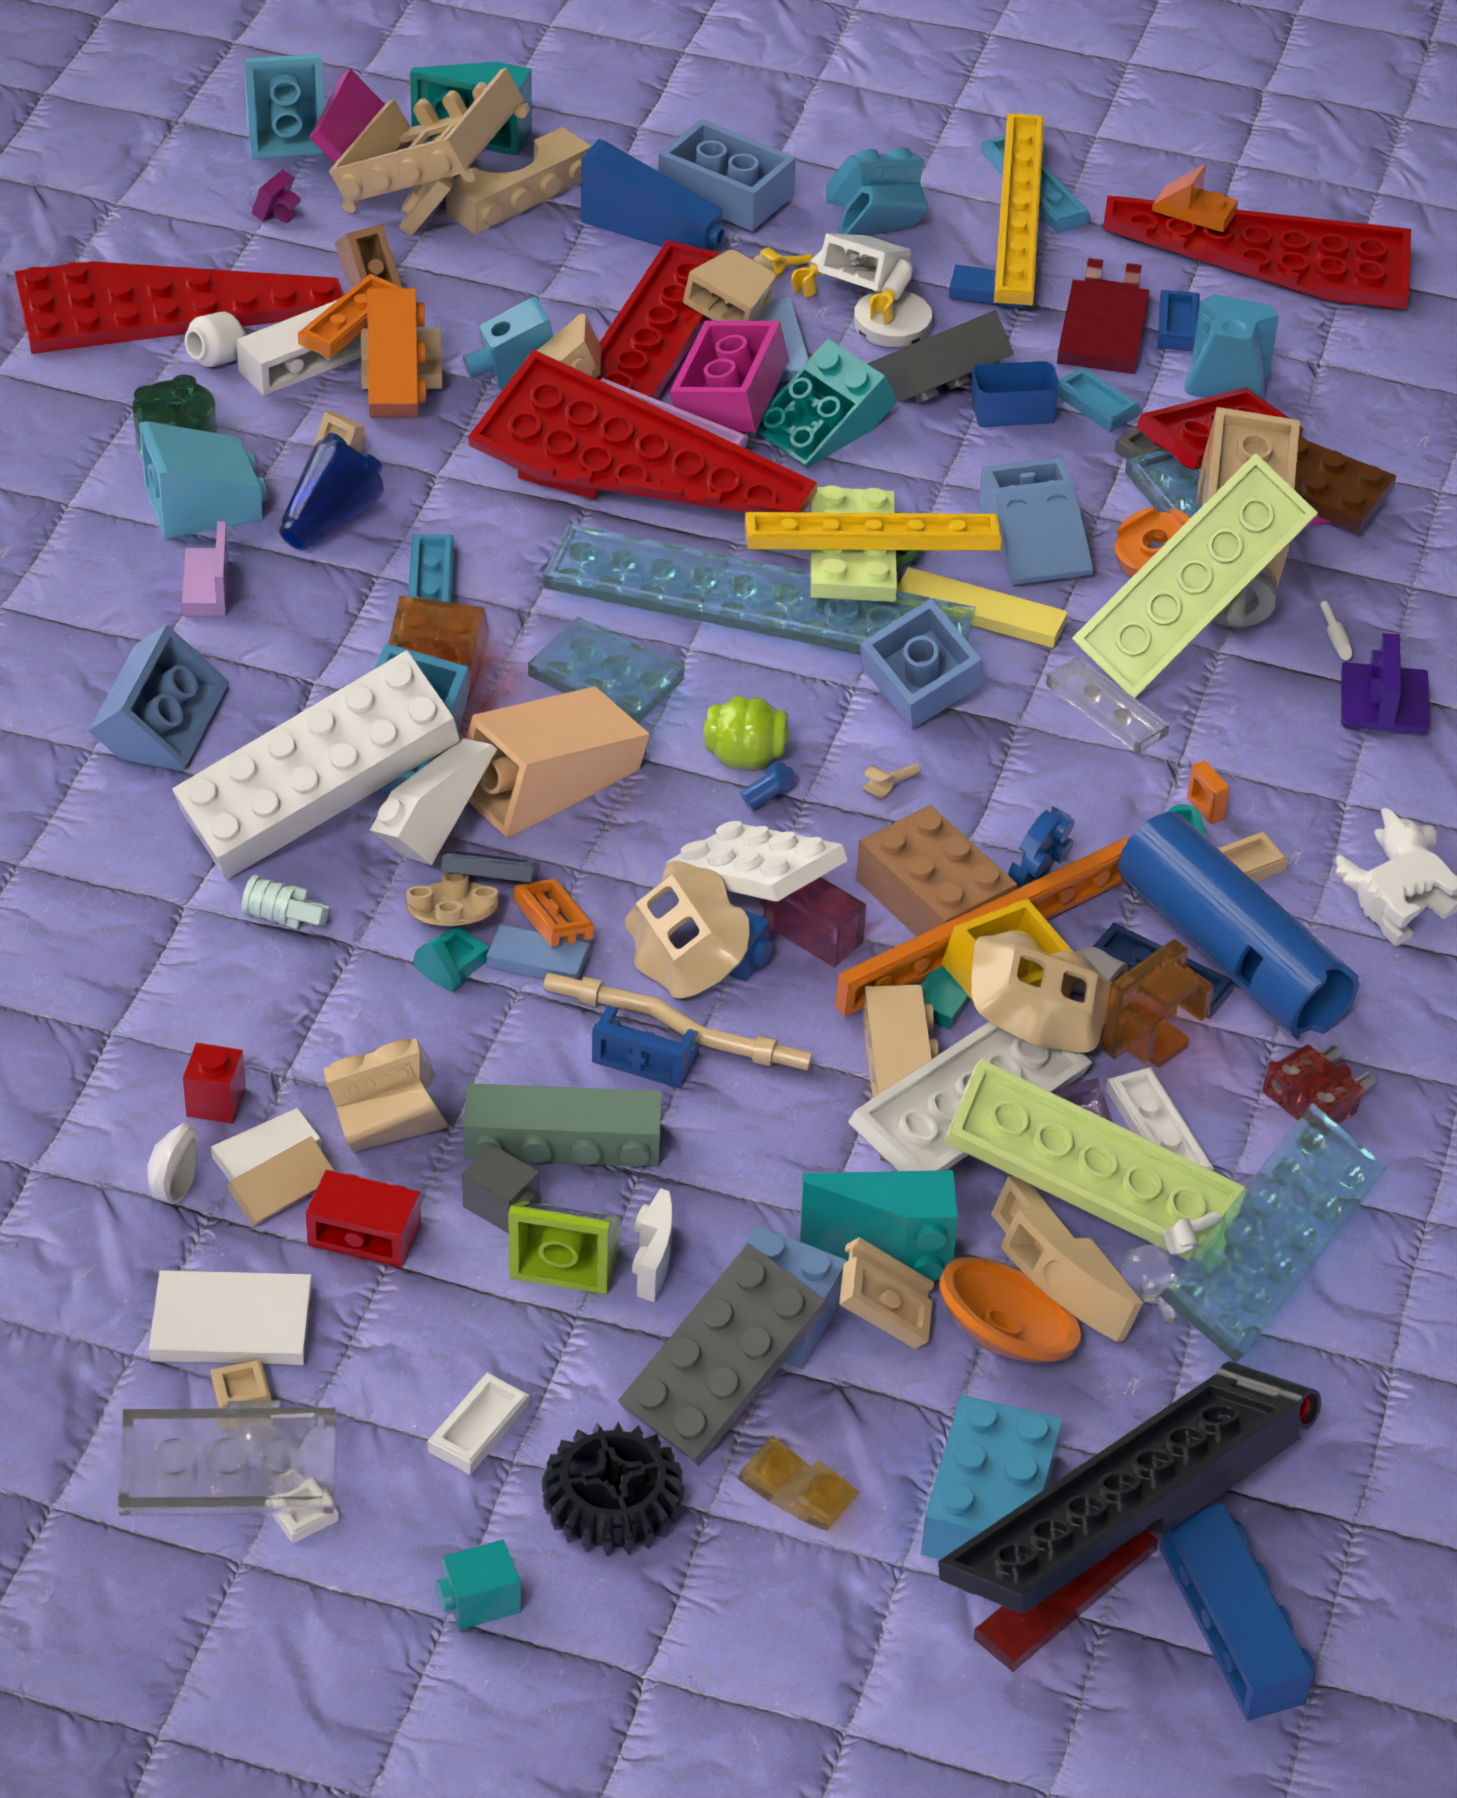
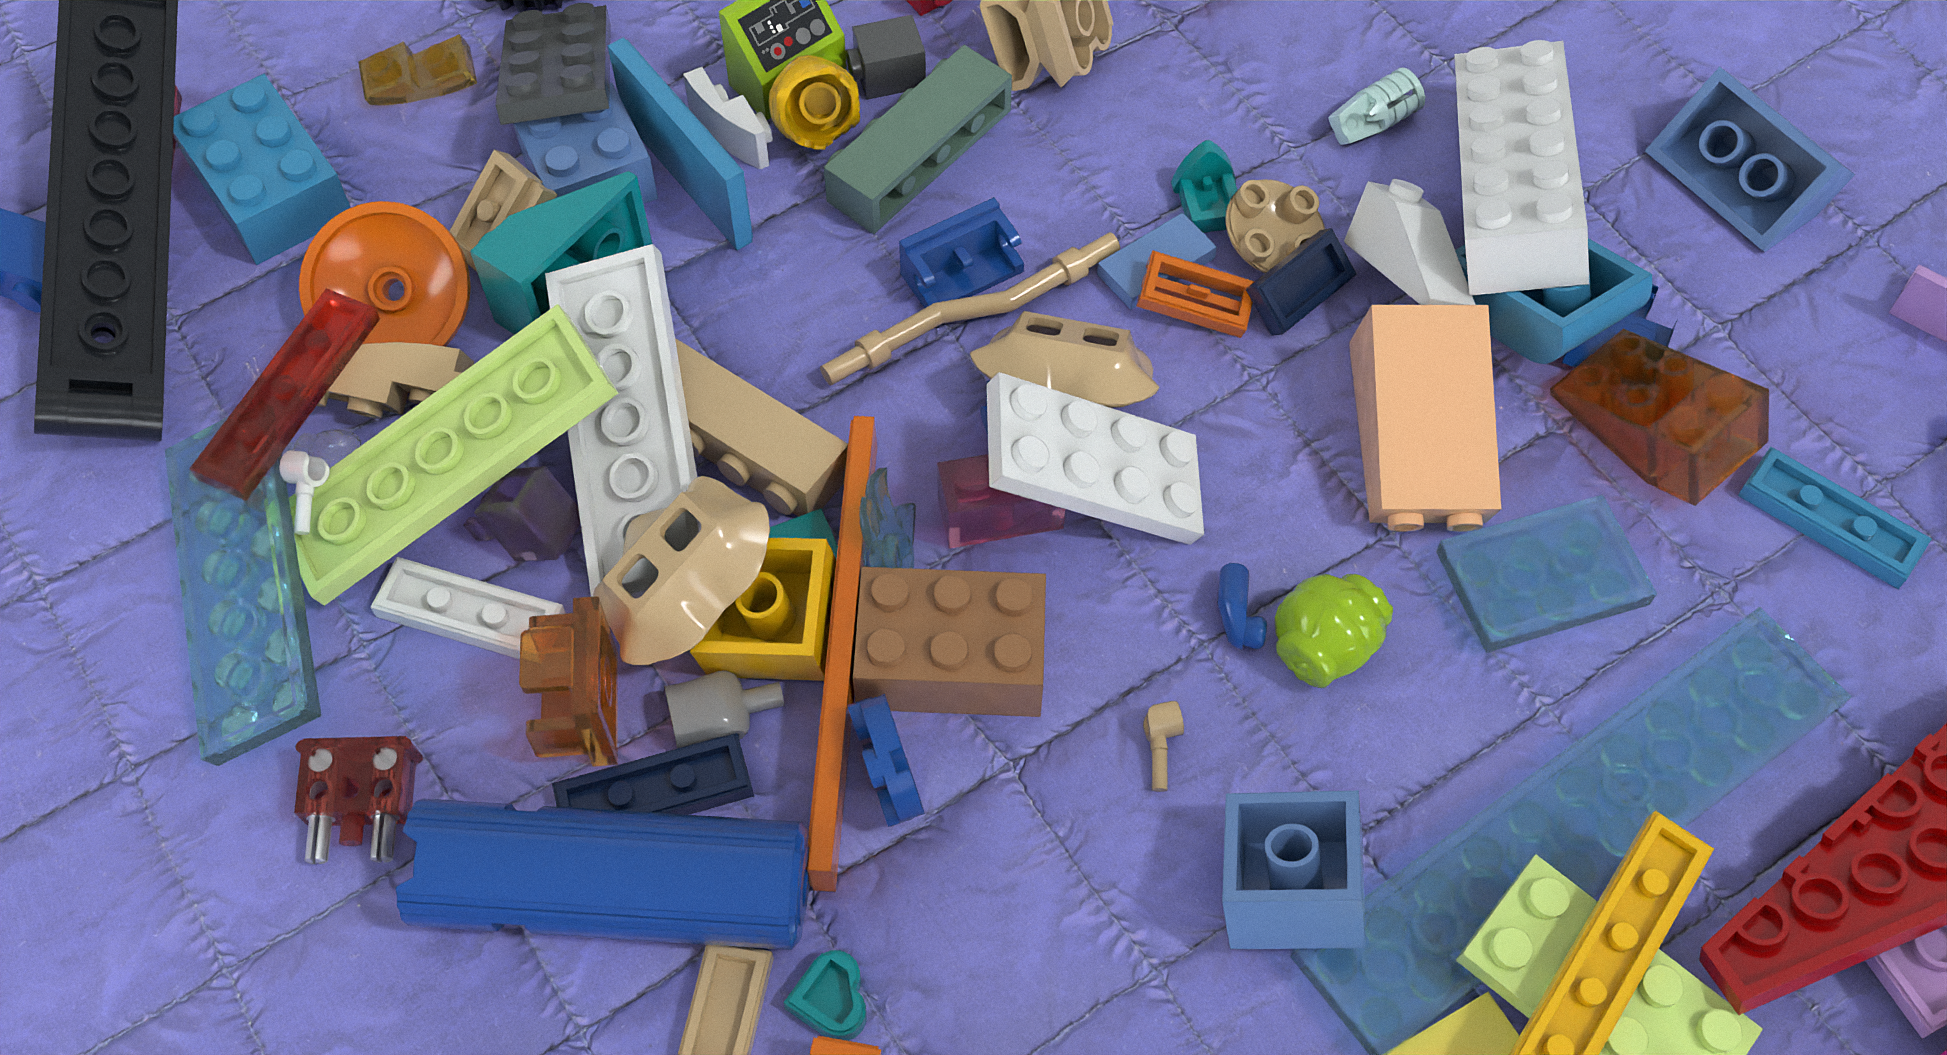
camera: 130 degrees right, 15 degrees up
(601, 1182) = (814, 102): none -> yellow hair
(722, 1215) = (682, 144): none -> dark azure tile
(903, 932) = (884, 527): none -> clear light blue plate
(1148, 1264) = (285, 394): none -> clear red tile

